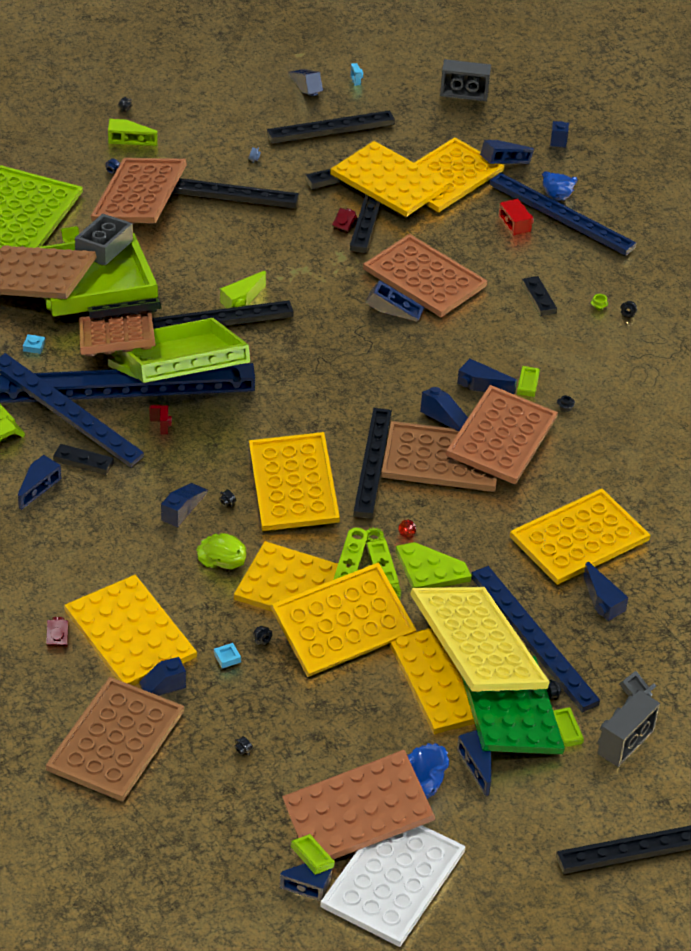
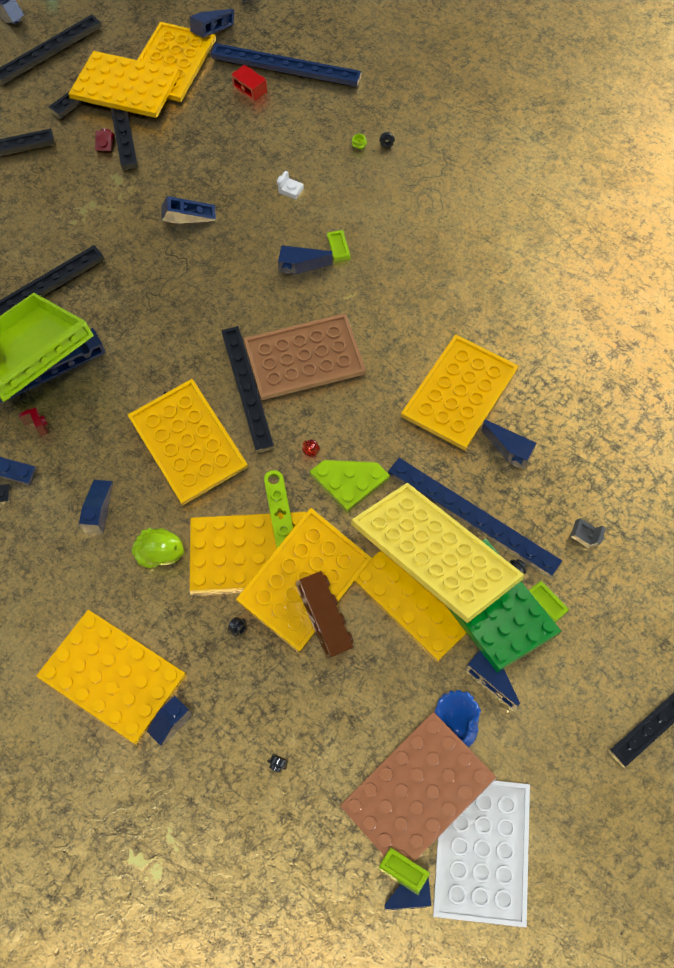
camera: 20 degrees left, 20 degrees up
(57, 632) = (43, 711): bracket -> none
(115, 739) = (154, 814): medium nougat plate -> none
(227, 498) = (135, 484): black plate -> none
(227, 655) = (215, 664): medium azure plate -> none
(243, 291) = (47, 253): lime slope -> none
(346, 650) = (324, 614): none -> reddish brown brick
(379, 552) = (299, 487): lime piece -> none
(425, 275) = (200, 171): nougat plate -> none
(442, 408) = (283, 307): dark blue slope -> none
(502, 434) = (347, 315): nougat plate -> none
(506, 316) = (288, 186): none -> white bracket
(539, 296) = (306, 155): black plate -> none
(558, 185) = (270, 38): blue piece -> none
(565, 403) = (381, 256): black plate -> none
(628, 728) = (606, 585): dark grey brick -> none

